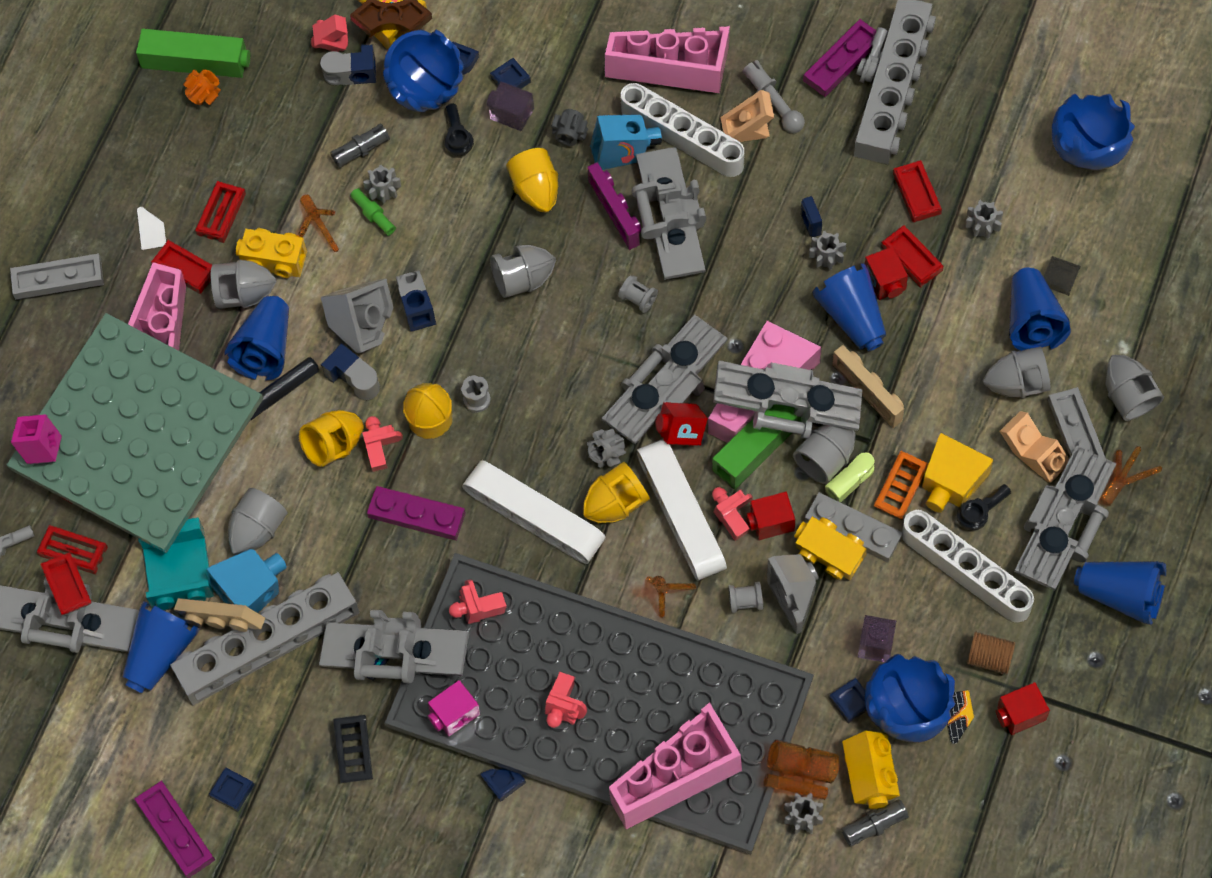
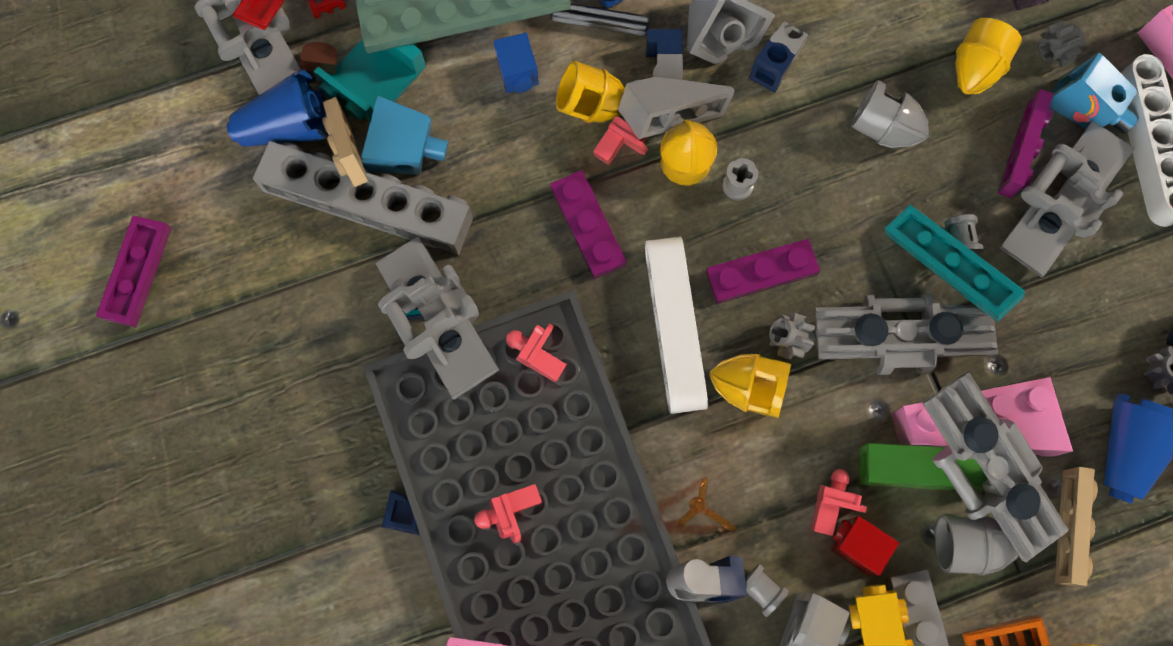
camera: 45 degrees right, 10 degrees up
(133, 590) = (318, 55): none -> copper tile
(231, 789) = (210, 287): dark blue tile -> none
(254, 521) = (457, 98): light grey helmet -> none
(262, 466) = (516, 63): none -> blue brick
(351, 722) = (346, 355): black slope -> none
(382, 396) = (662, 102): none -> light grey slope
(452, 708) = (418, 416): dark pink brick -> none
(548, 432) = (762, 271): none -> magenta plate
(647, 313) = (955, 263): none -> teal plate
(681, 423) = (876, 384): red brick -> none
(681, 509) = (794, 455): white beam -> none
(711, 622) = (698, 582): none -> light grey leg
(850, 477) = (970, 588): yellowish green bar -> none

